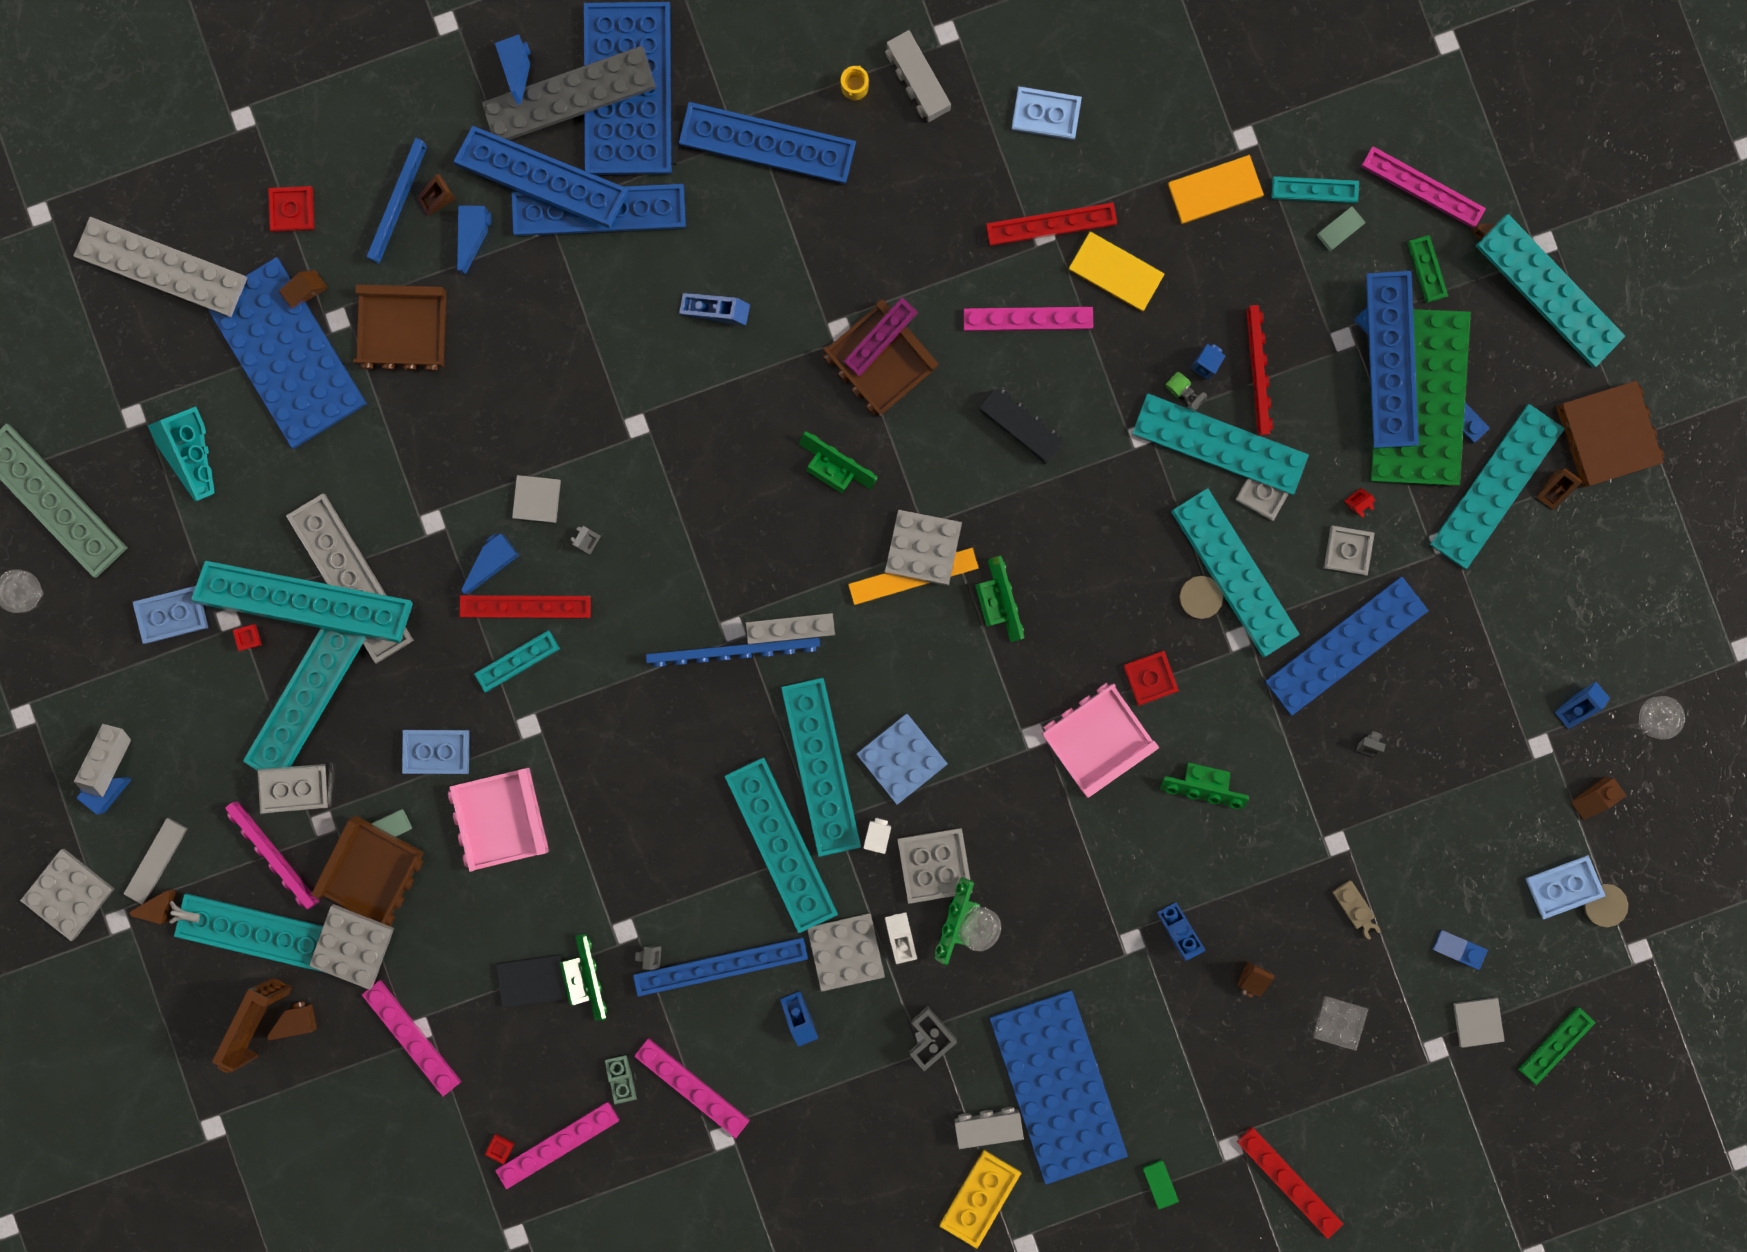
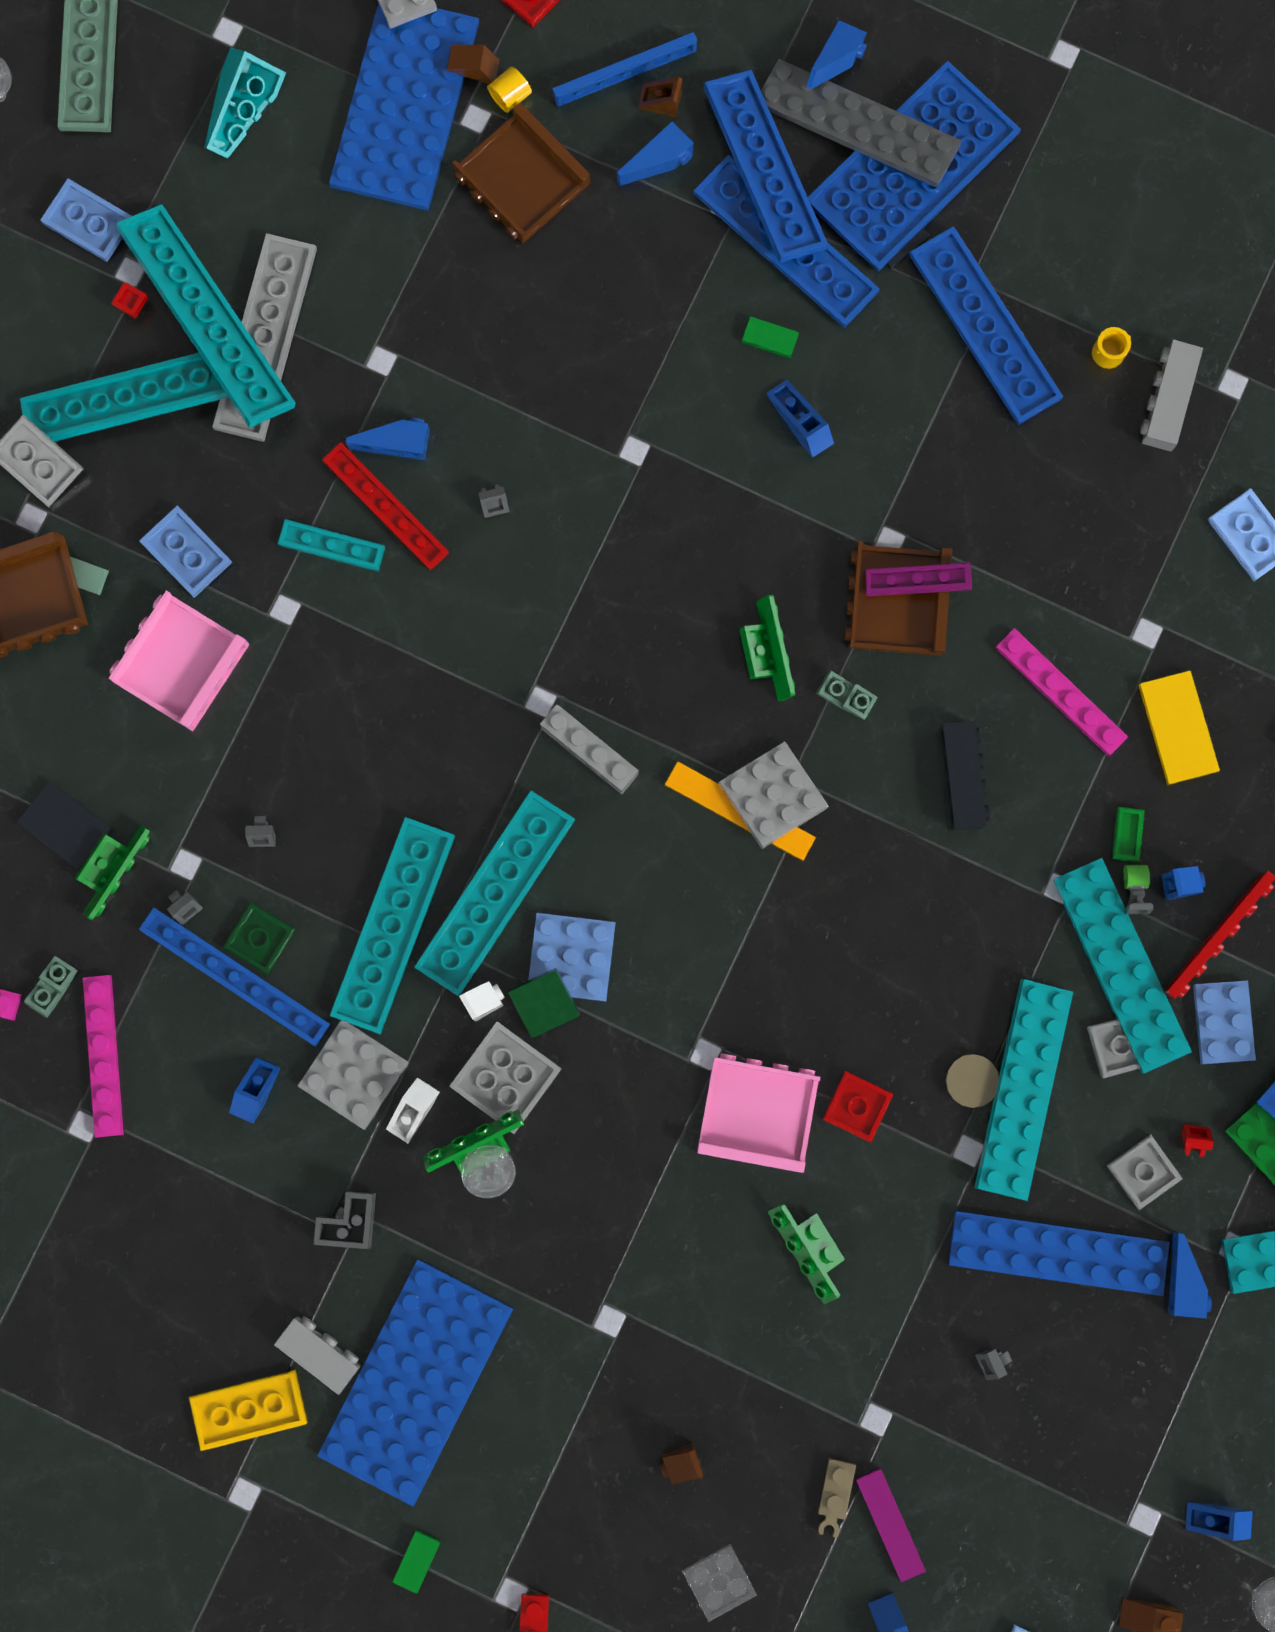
camera: 45 degrees right, 5 degrees down
(340, 282) = (509, 89): none -> yellow piece
(536, 499) = (487, 427): light grey tile -> none
(648, 277) = (770, 337): none -> green tile
(651, 870) = (260, 834): none -> dark grey tile
(711, 930) = (259, 938): none -> dark green tile
(724, 653) = (512, 713): blue plate -> none
(906, 446) = (846, 695): none -> sand green slope
(913, 801) = (544, 1003): none -> dark green tile
(998, 601) = (791, 905): green bracket -> none
(1051, 224) = (1162, 631): red plate -> none
(1148, 364) = (1128, 834): none -> green tile
(1180, 932) = (660, 1354): blue slope -> none
(1310, 418) = (1224, 1022): none -> medium blue plate
(1403, 893) = (890, 1525): none -> magenta tile
(1437, 592) = (1187, 1288): none -> blue slope

